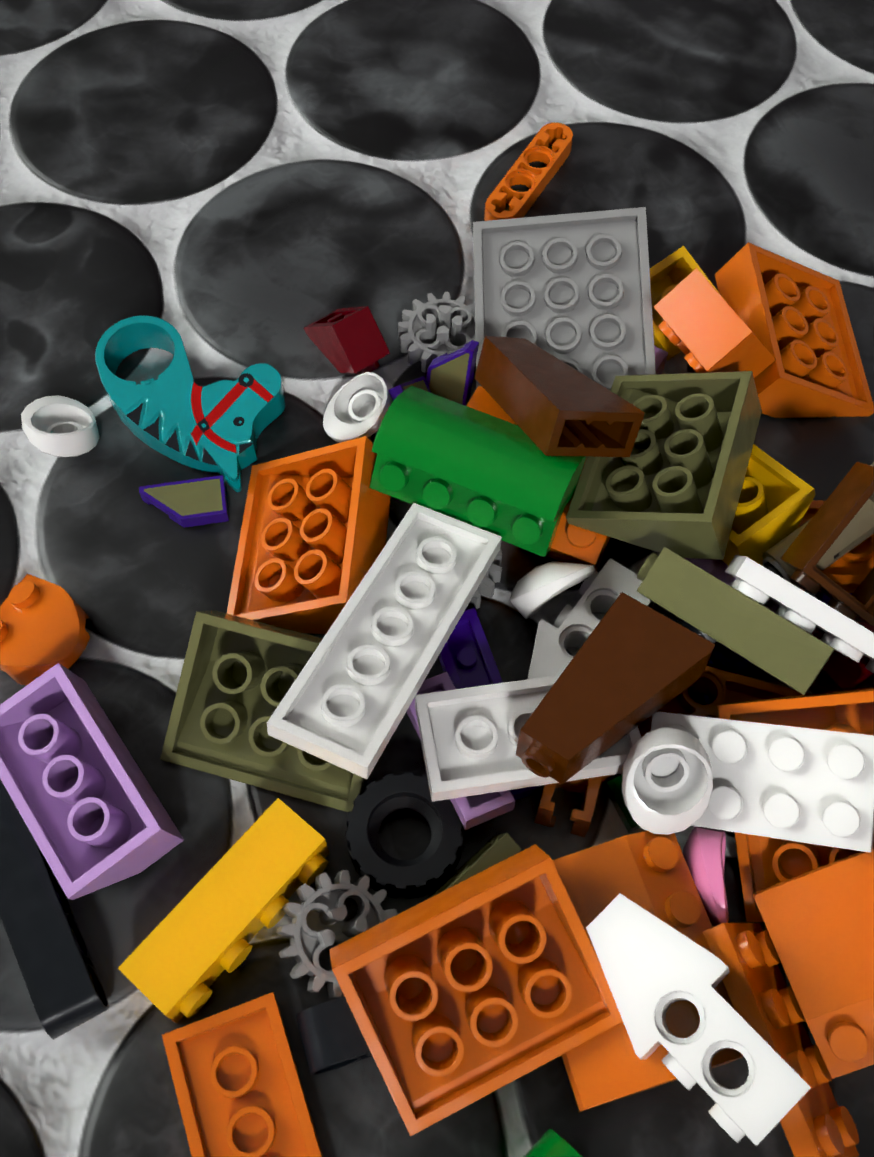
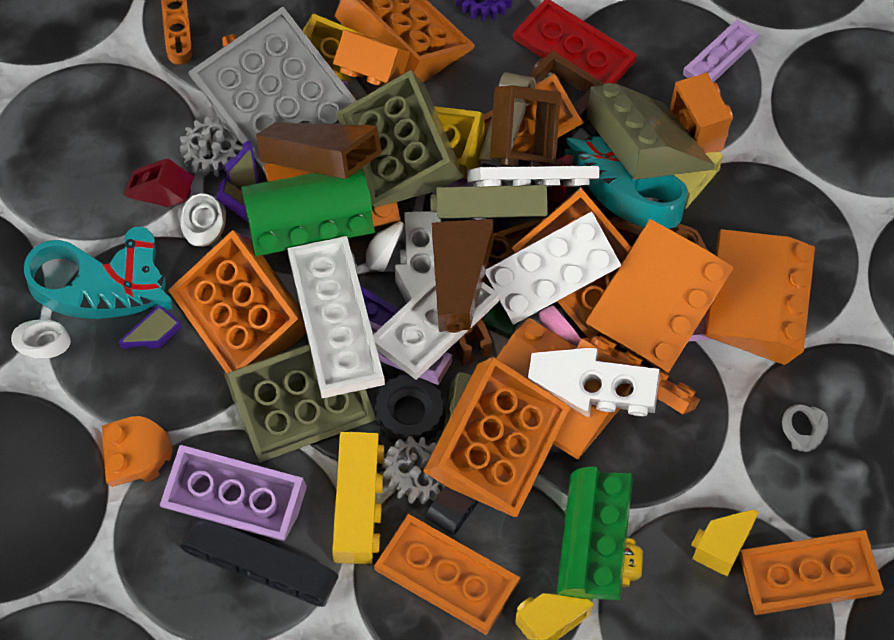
camera: 40 degrees left, 0 degrees up
(667, 781) = (514, 296): white hat -> none

